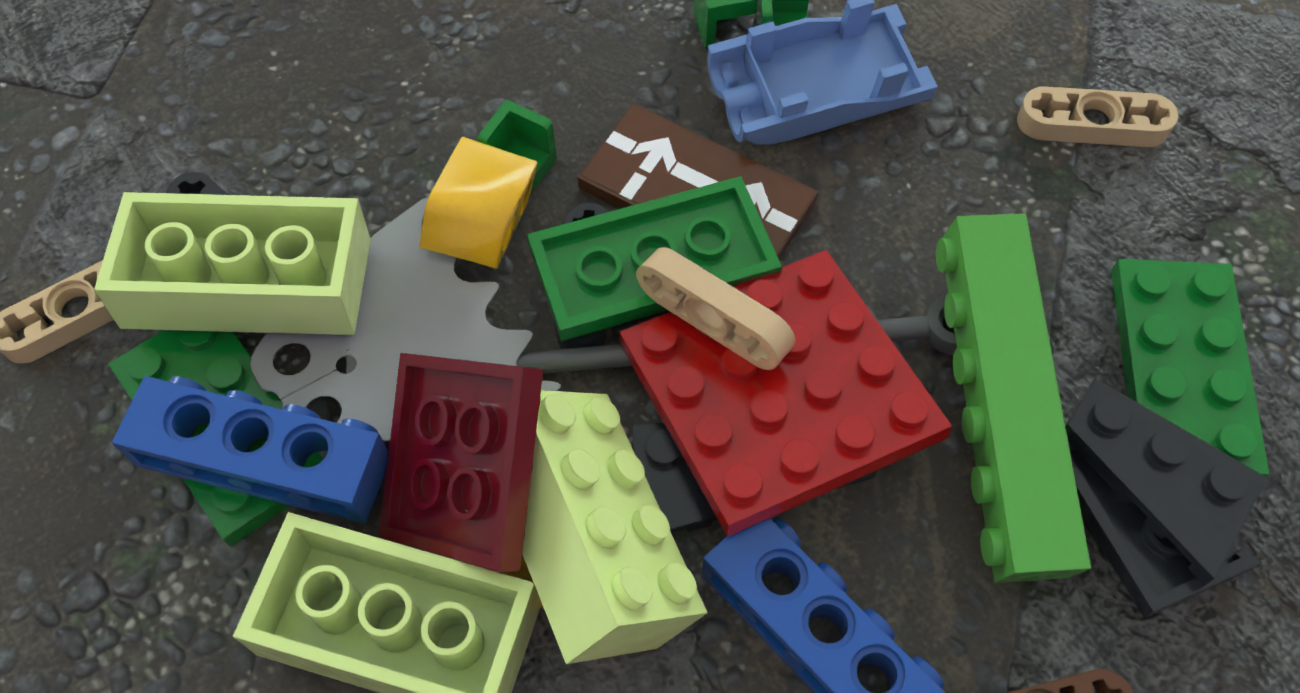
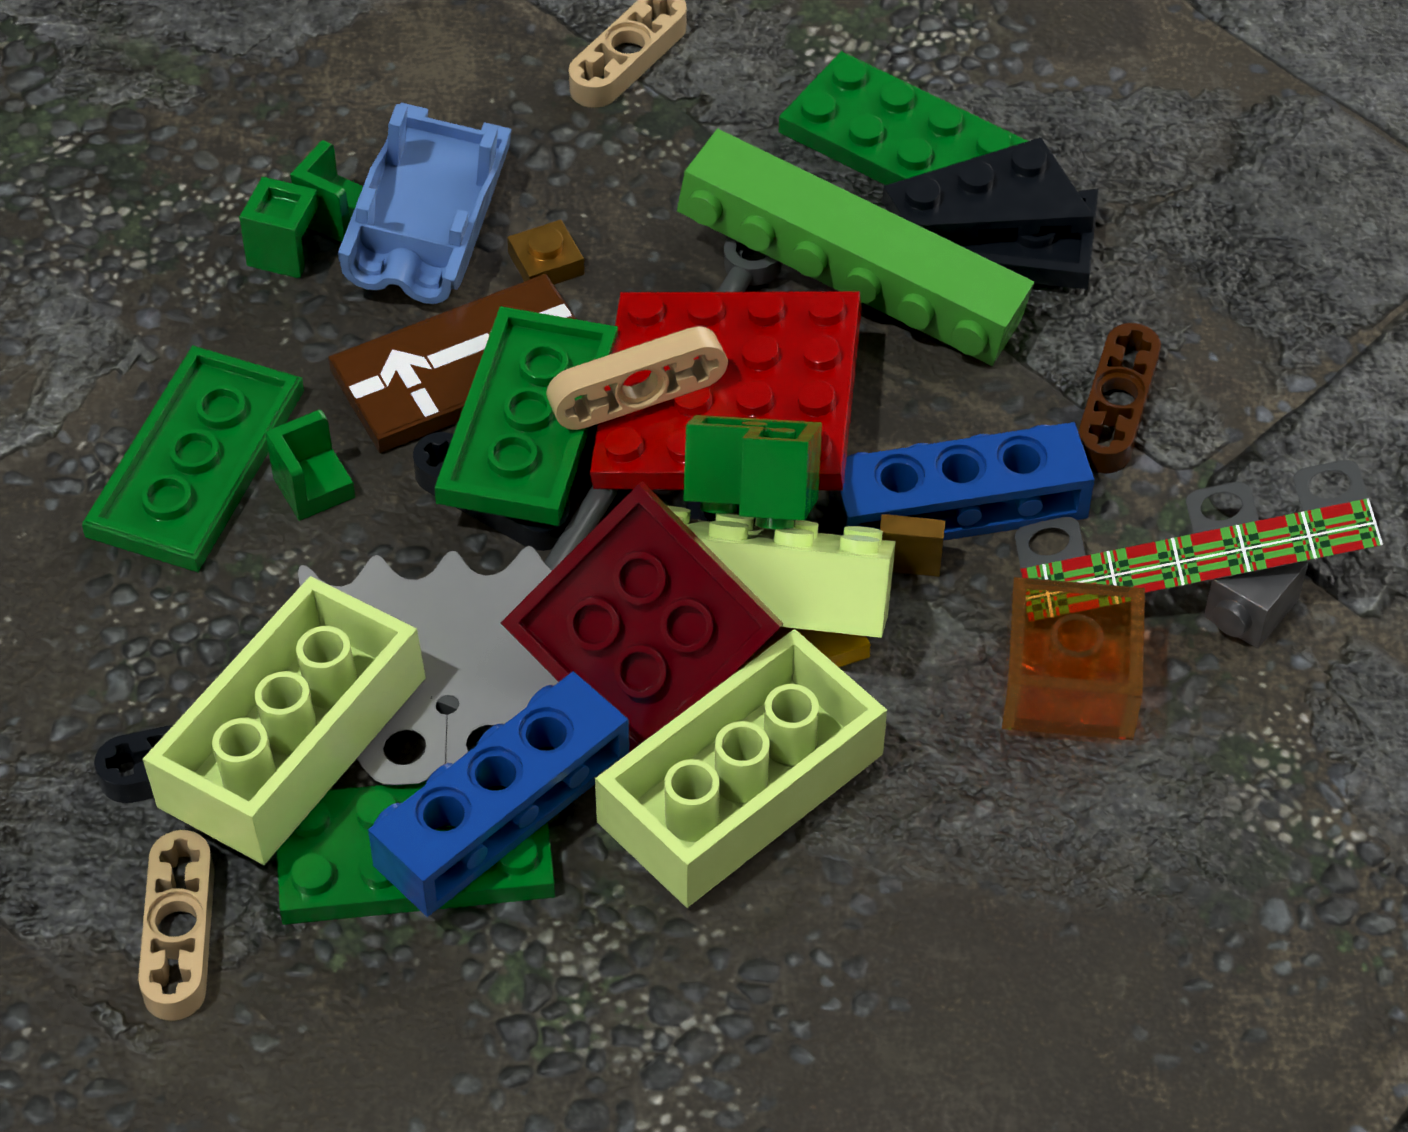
camera: 60 degrees left, 10 degrees down
(464, 82) = (193, 459): none -> green tile
(477, 203) = (358, 515): yellow piece -> none
(668, 455) = (753, 465): none -> green brick
(729, 625) = (917, 543): none -> pearl gold tile
(843, 182) = (547, 251): none -> pearl gold plate

